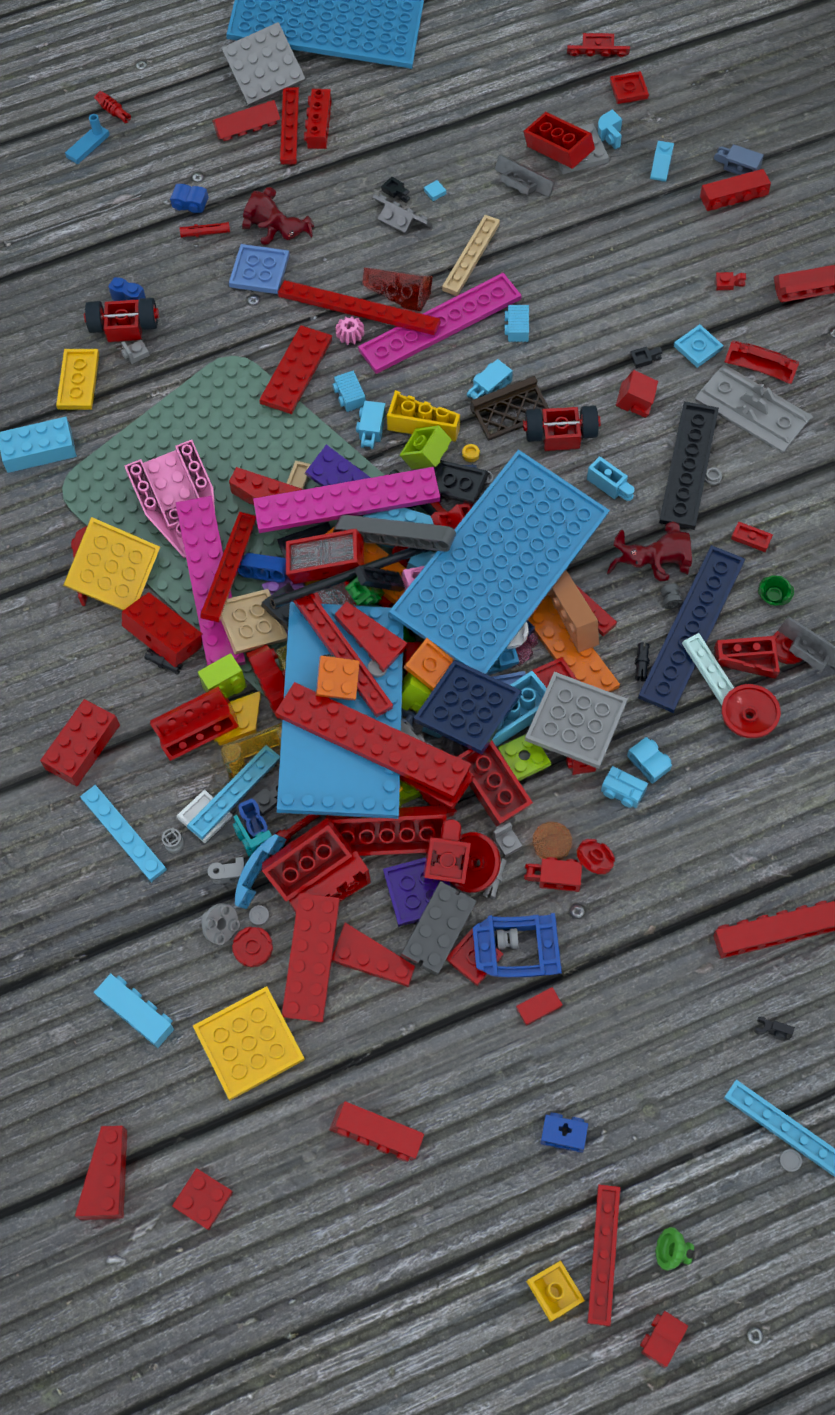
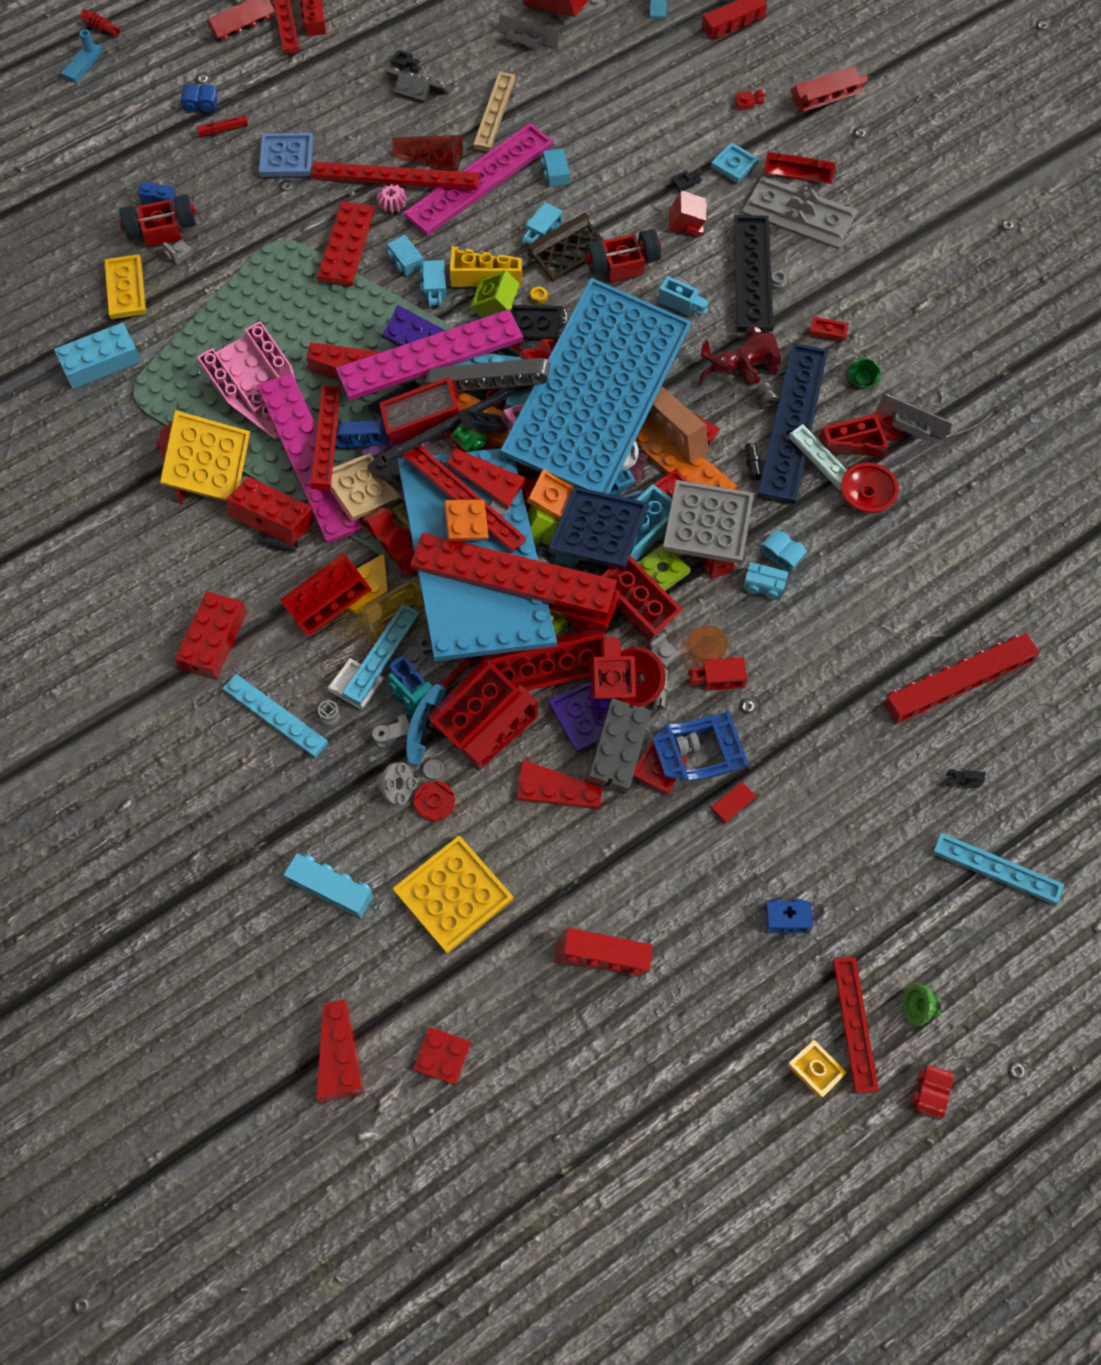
camera: 15 degrees left, 0 degrees up
(225, 674) = (346, 540): lime brick -> none
(265, 213) = (279, 100): dark red animal -> none
(297, 475) = (374, 340): tan tile -> none
(310, 957) = (497, 798): red plate -> none
(435, 190) = (443, 57): medium azure tile -> none
(595, 856) = (754, 650): red tile -> none
(790, 1160) = (1010, 899): light grey piece -> none

